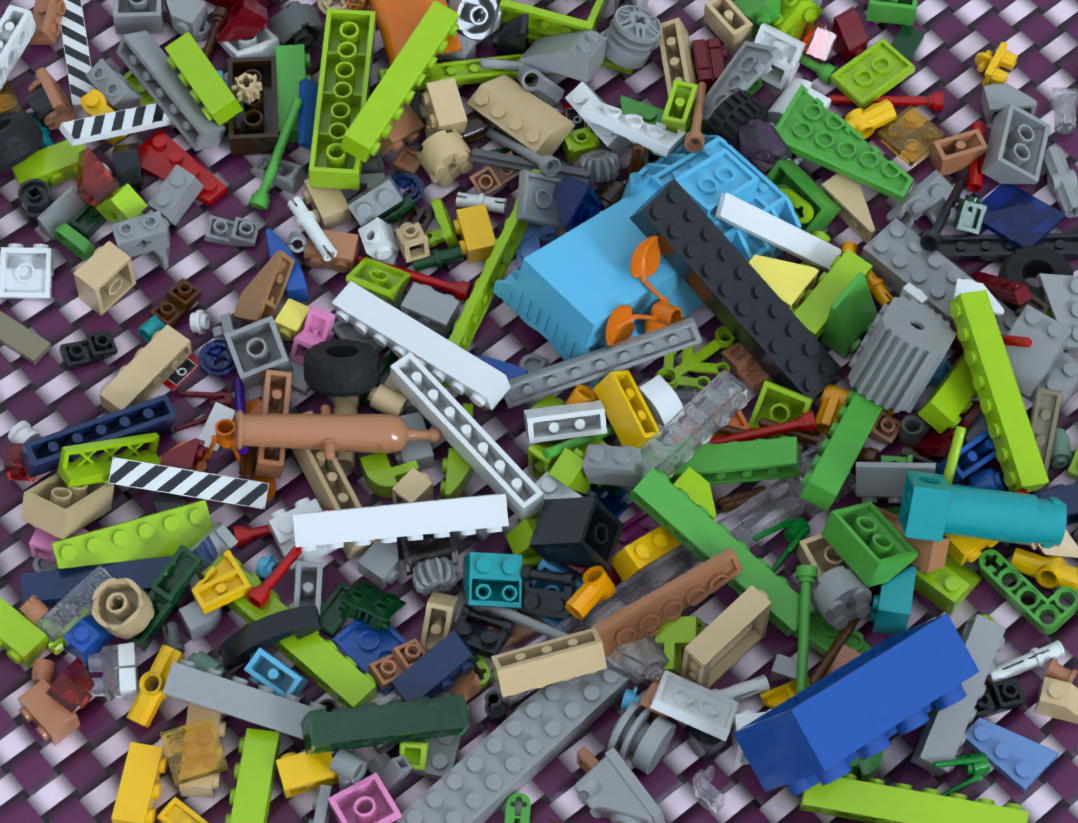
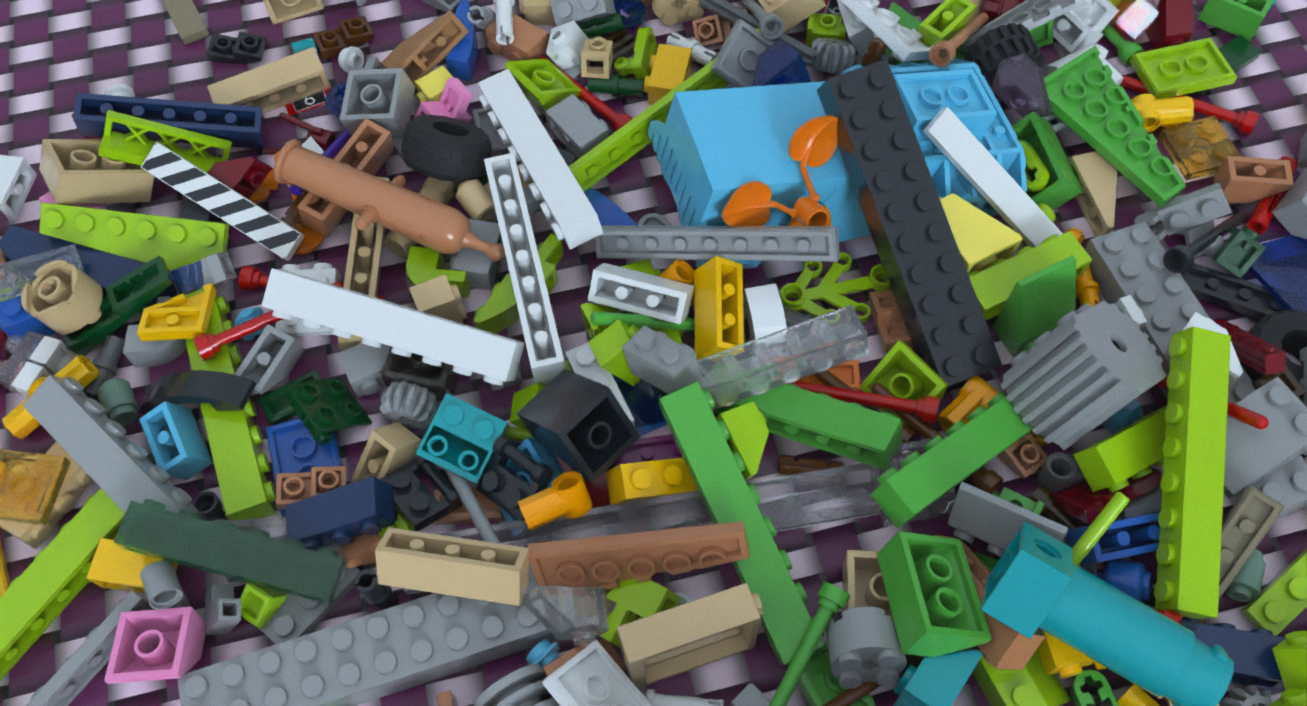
camera: 30 degrees right, 0 degrees up
(794, 532) = (850, 536): green plant -> none

